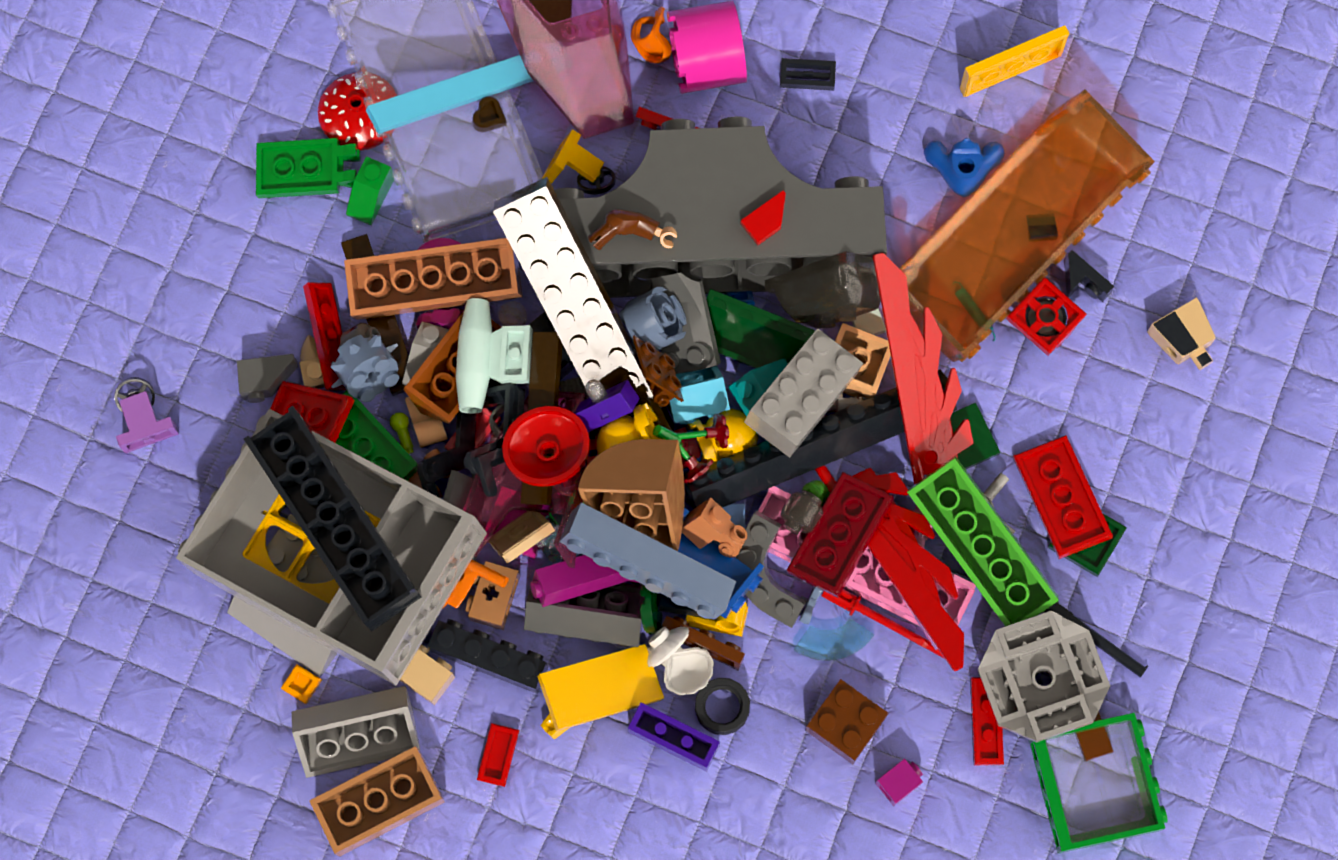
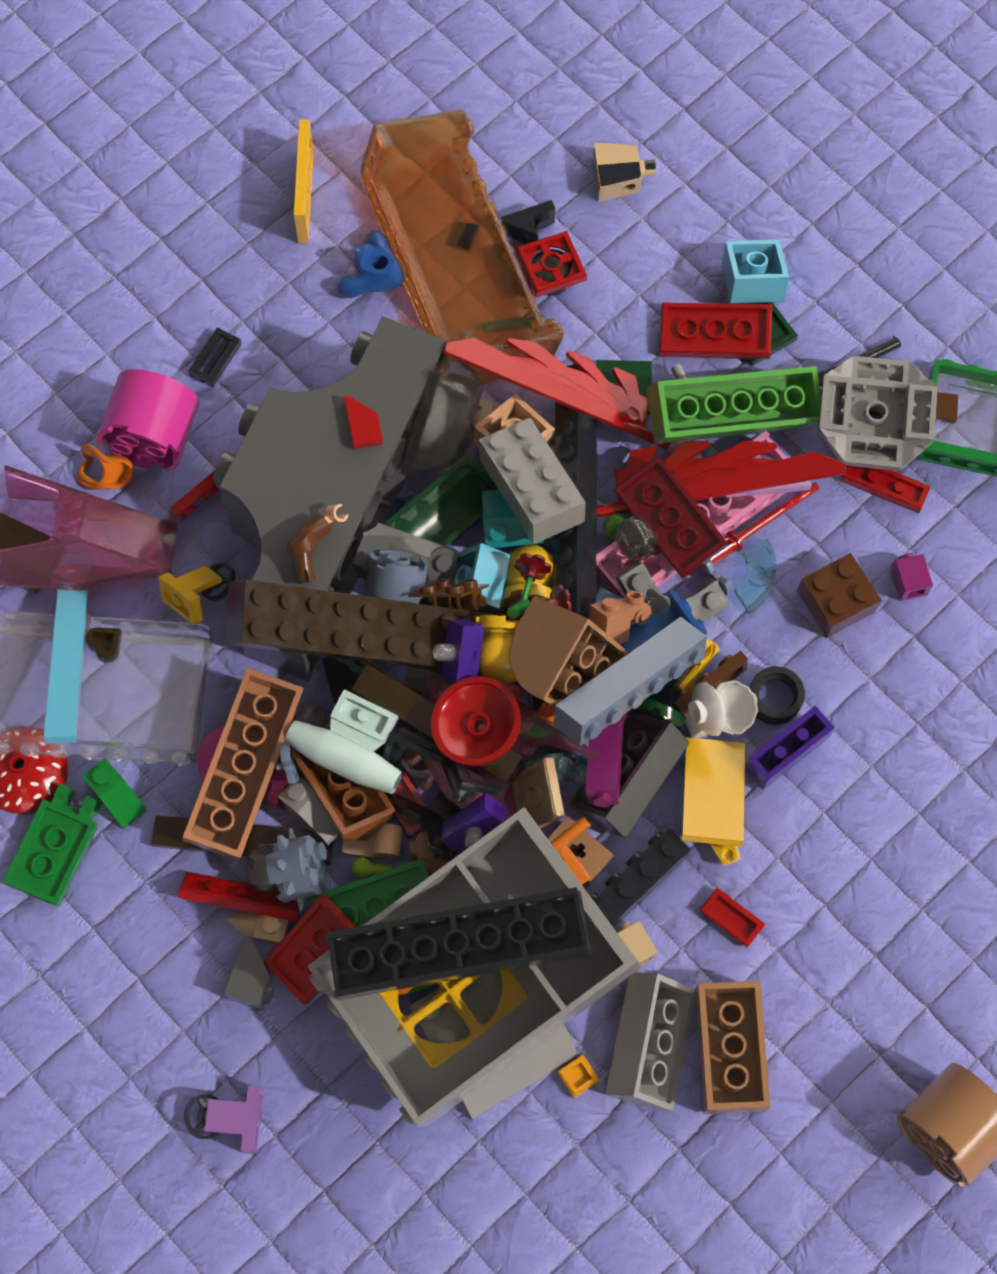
camera: 70 degrees left, 5 degrees down
(446, 312) = (287, 764): none -> sand blue piece
(454, 487) = (473, 823): none -> dark purple piece
(1138, 504) = (755, 271): none -> medium azure brick

